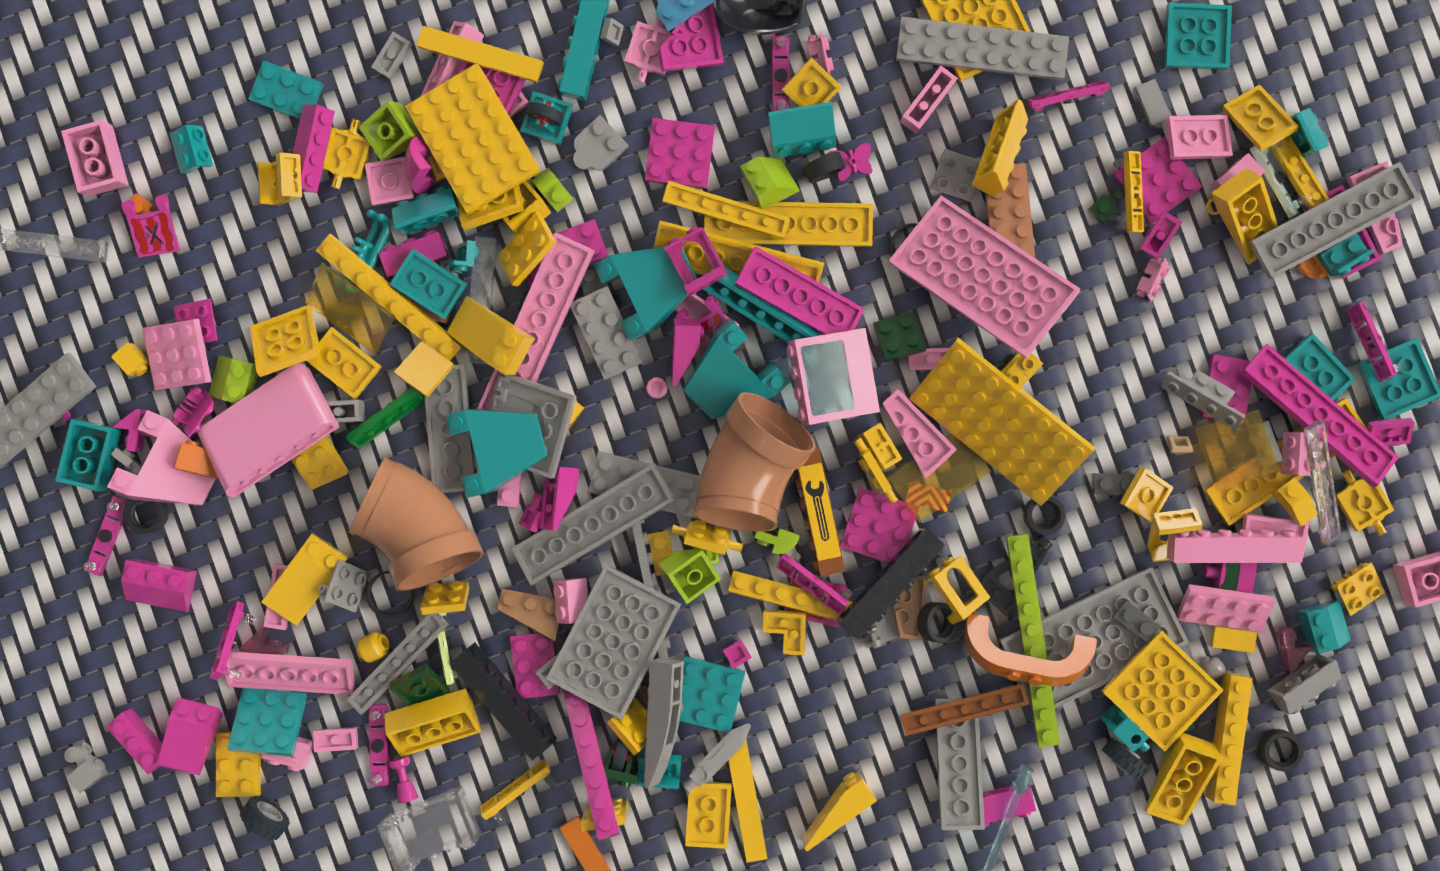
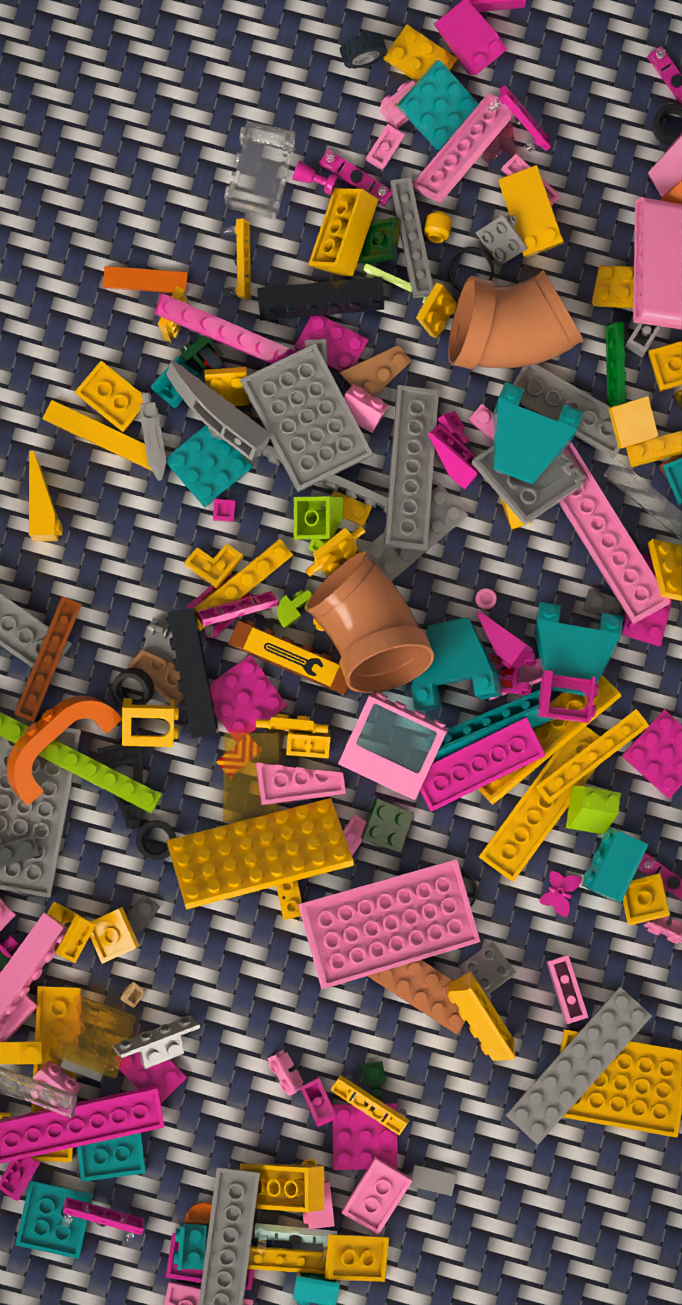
camera: 120 degrees right, 5 degrees down
(158, 584) = (608, 95): dark pink slope -> none
(490, 336) = (621, 492): yellow slope -> none
(604, 333) = (571, 588): light grey plate -> none
(824, 167) = (571, 862): black tyre -> none
(1068, 96) = (487, 1111): dark pink piece -> none
(1198, 36) = (462, 1258): teal plate -> none

